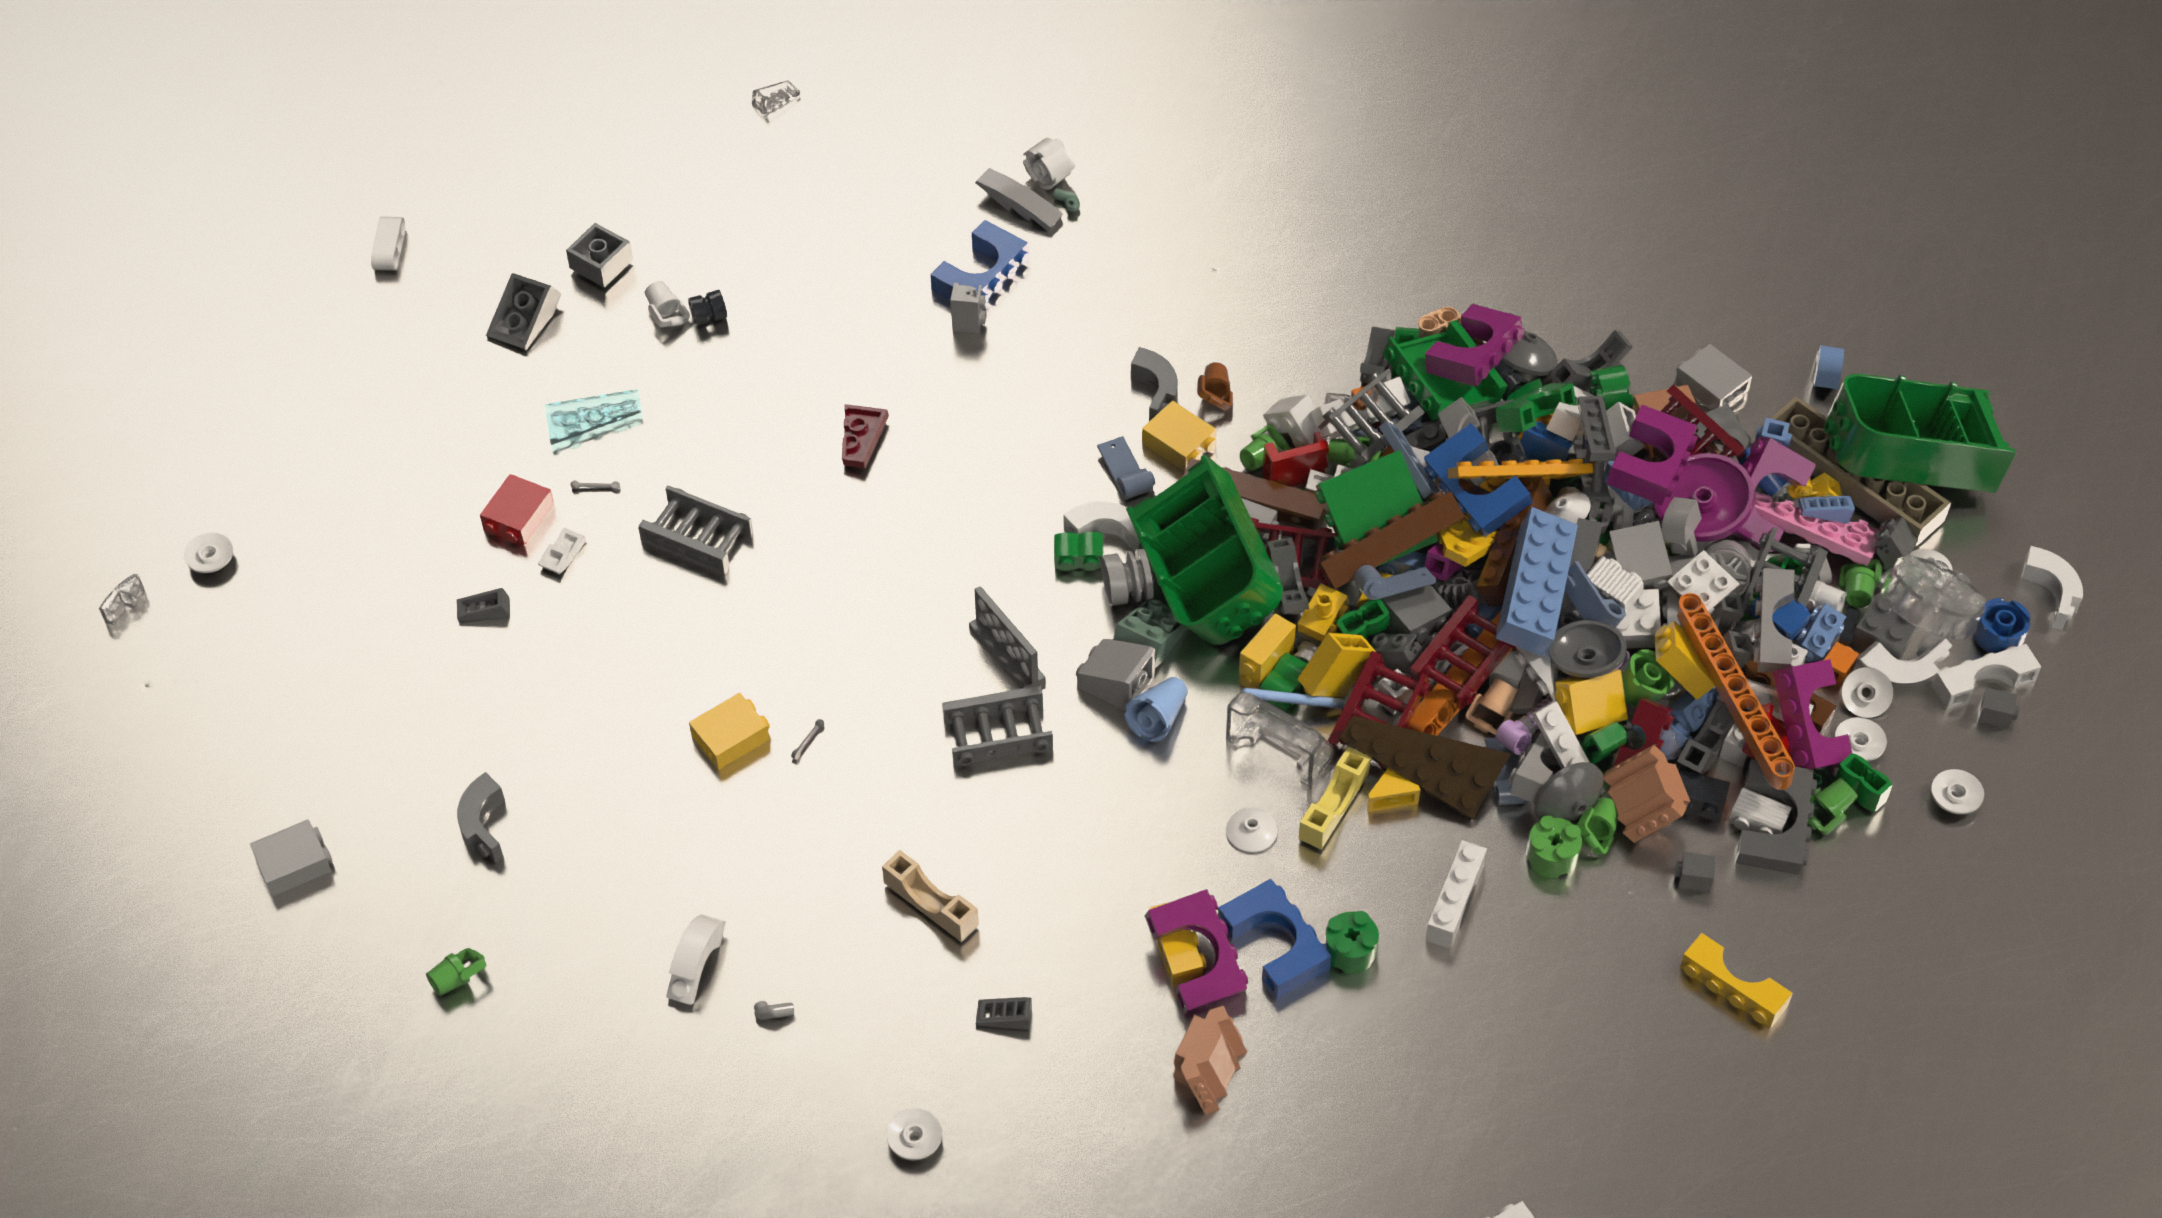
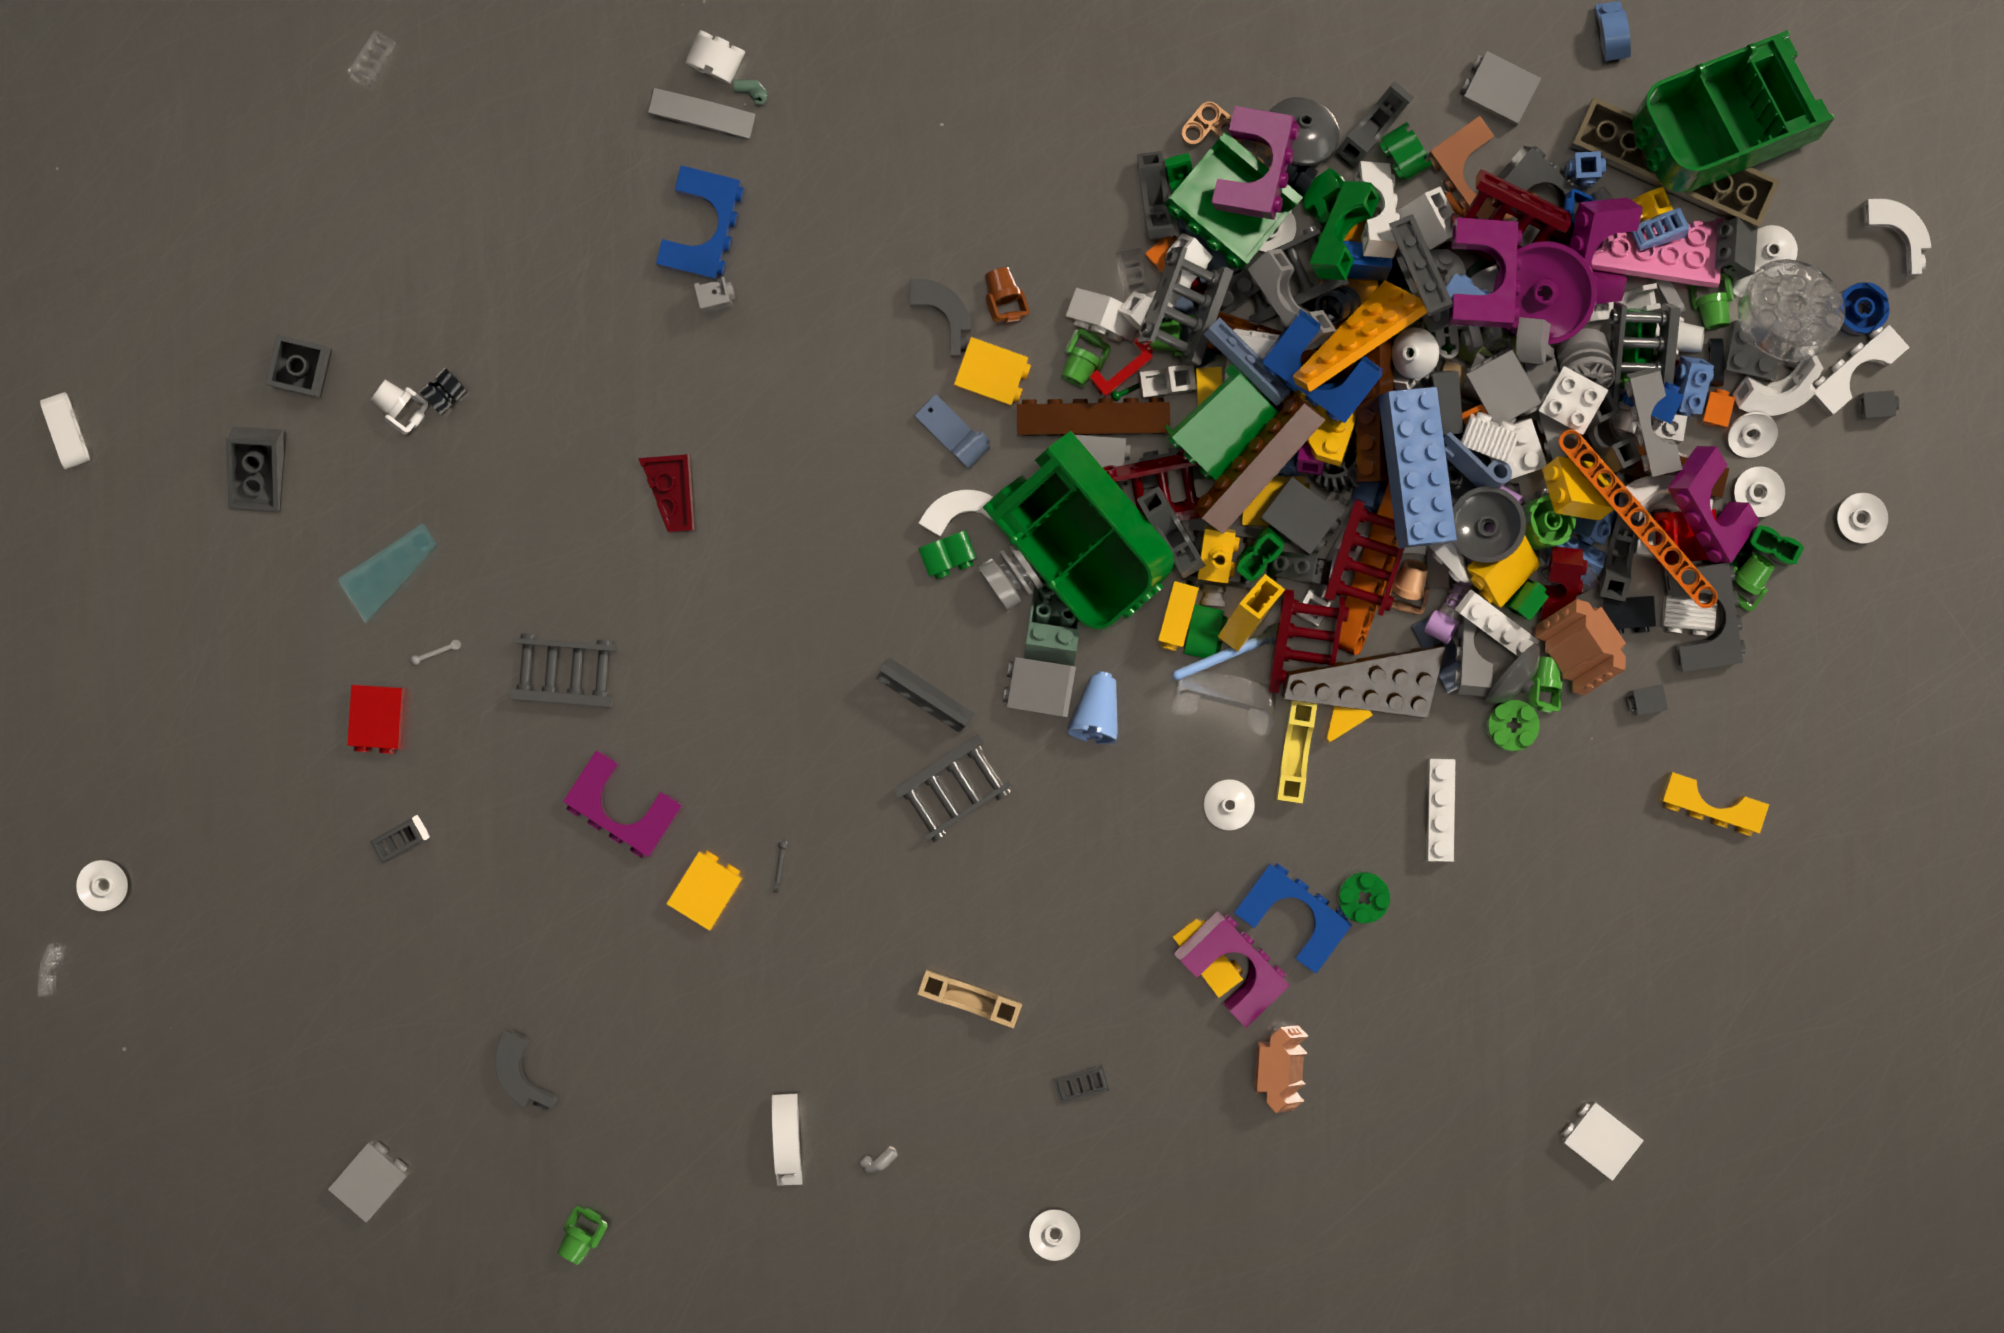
camera: 20 degrees left, 35 degrees up
(562, 553) = (443, 746): white slope -> none
(696, 668) = (586, 799): none -> magenta arch
(1377, 587) = (1278, 509): sand blue door -> none

